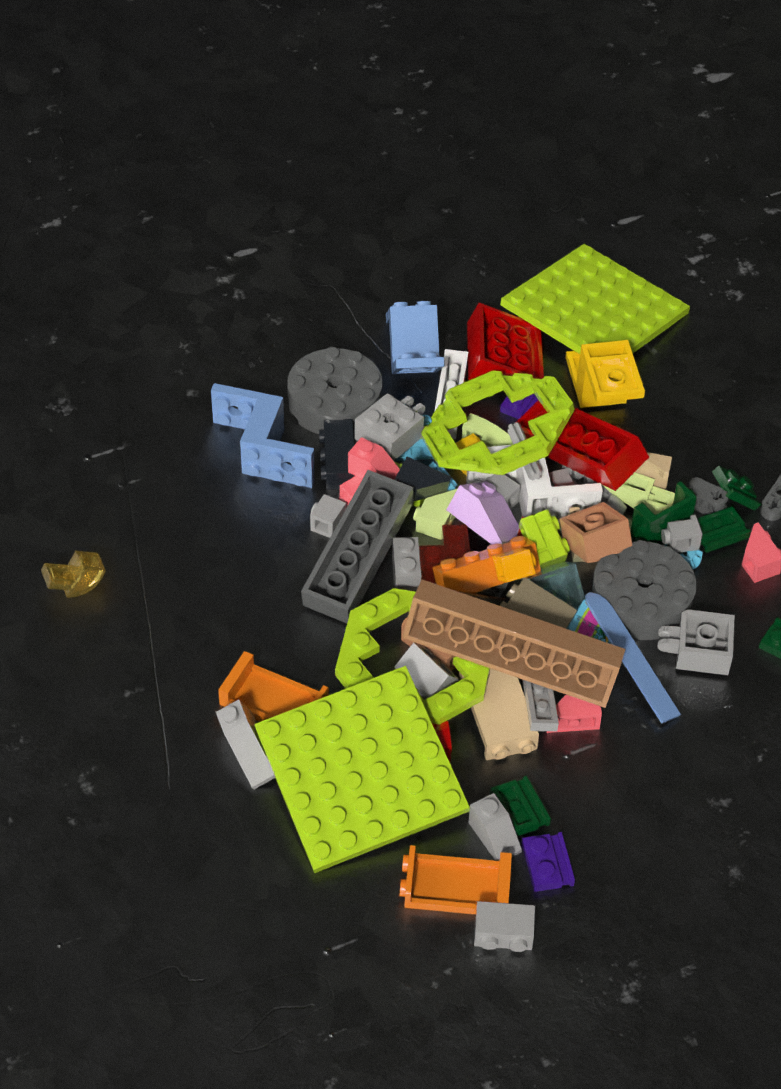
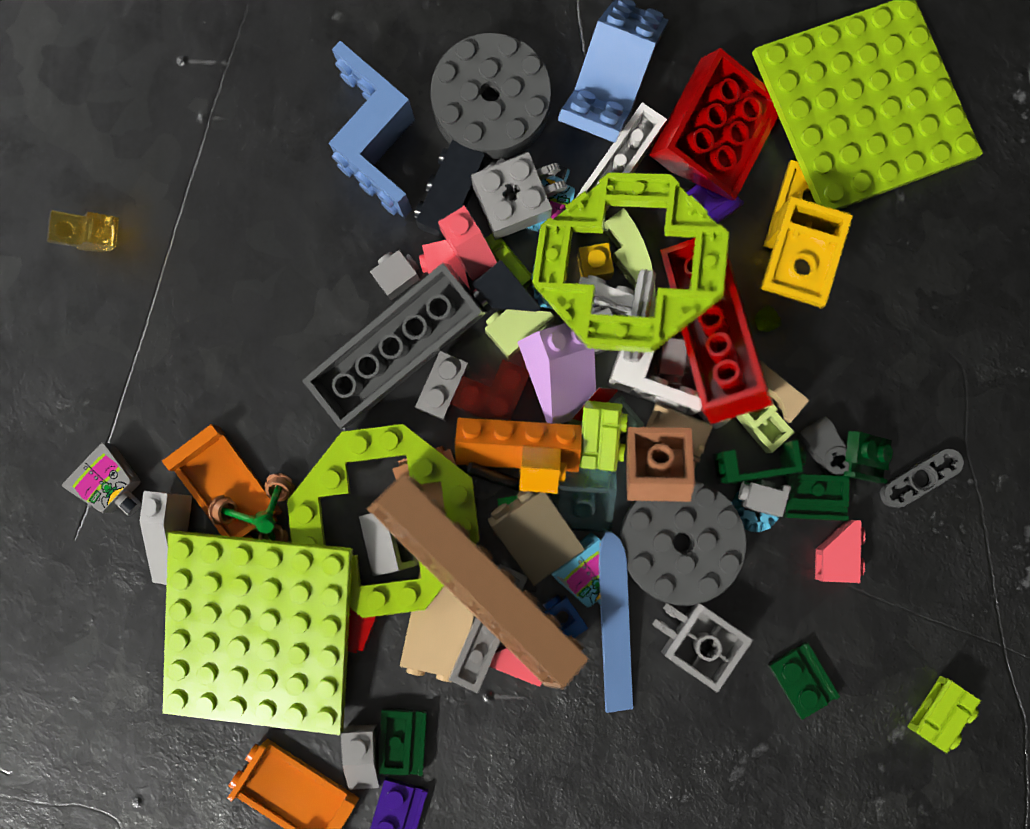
camera: 35 degrees right, 35 degrees up
(176, 730) = (105, 481): none -> torso
(318, 680) = (278, 488): none -> nougat plant

